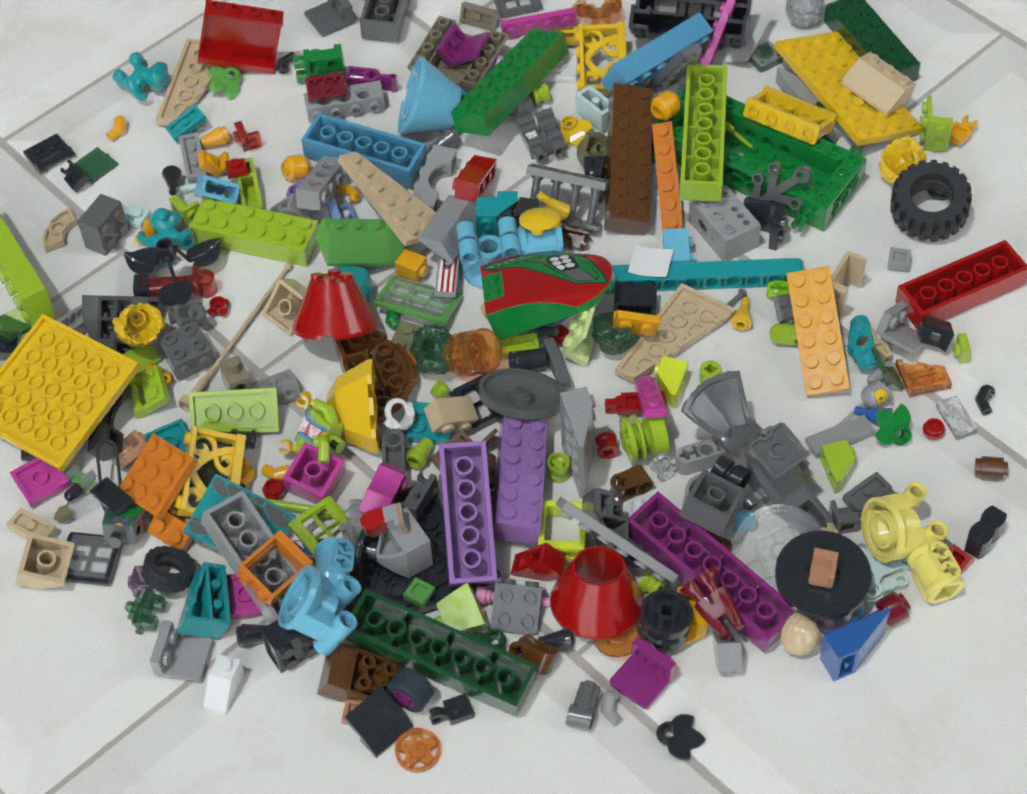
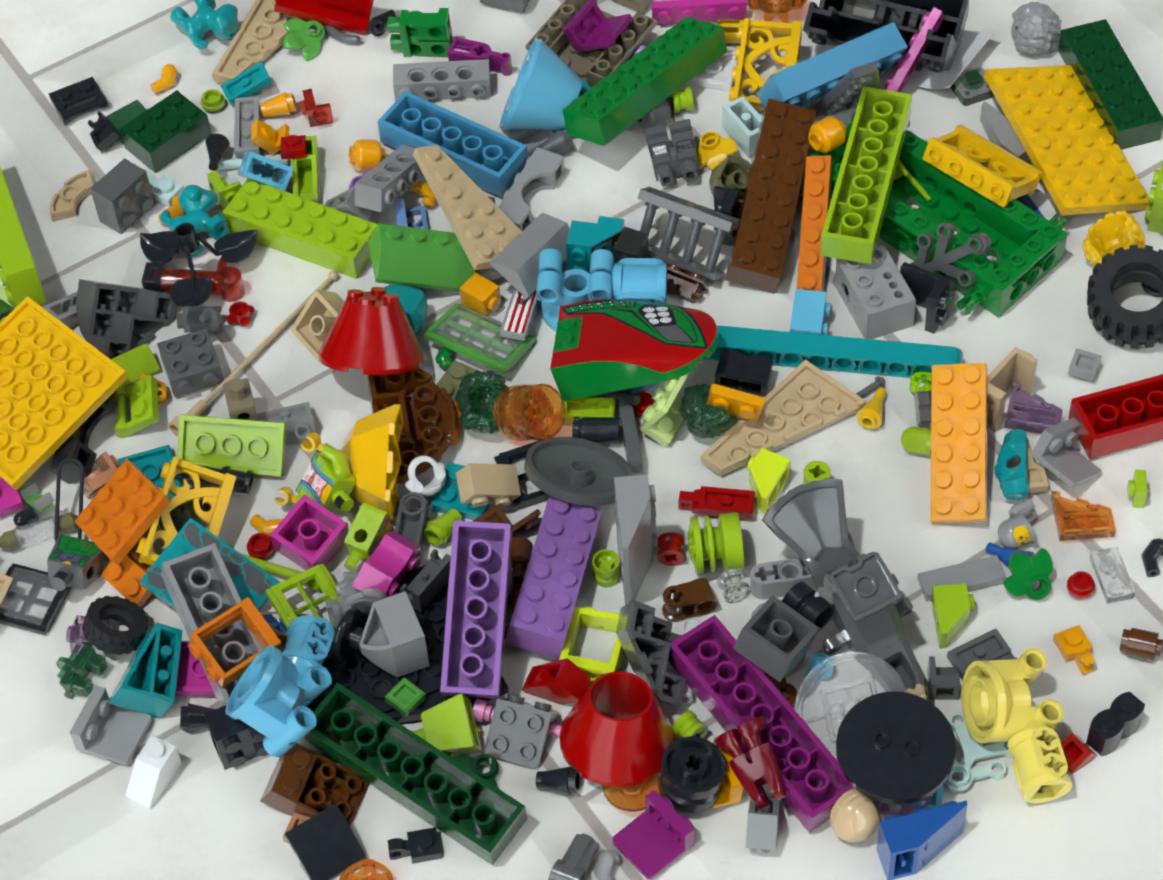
camera: 10 degrees right, 0 degrees up
(111, 496) = (65, 528): black tile -> none
(127, 169) = (165, 131): none -> dark green brick
(141, 329) = (139, 330): yellow hair -> none
(160, 140) = (212, 100): none -> lime plate
(247, 473) = (232, 523): light orange arm -> none
(255, 77) = (342, 37): none -> dark grey piece
(323, 446) = (324, 498): lime arm -> none
(326, 86) = (420, 59): dark red bracket -> none
(361, 469) = (365, 535): none -> lime torso
(384, 520) = (374, 603): leg -> none
(410, 689) = (369, 812): black wheel -> none
(440, 390) = (483, 452): lime hinge -> none
(474, 178) = (578, 195): red brick -> none
(535, 652) = (527, 790): reddish brown piece -> none
(540, 220) = (641, 259): yellow dish -> none
(561, 207) = (670, 247): yellow cone -> none
(607, 536) = (636, 661): light grey plate -> none
(650, 261) = (771, 327): white sticker -> none
(650, 397) = (732, 496): dark pink plate -> none
(823, 568) = (895, 739): nougat panel -> none
(866, 301) = (1030, 412): none -> clear purple wing
(879, 83) = (1104, 139): tan slope -> none
(887, 368) = (1037, 501): clear green piece -> none
(897, 605) = (981, 801): dark red head -> none
(935, 332) = (1108, 464): black window -> none
(940, 476) = (1075, 646): none -> light orange plate

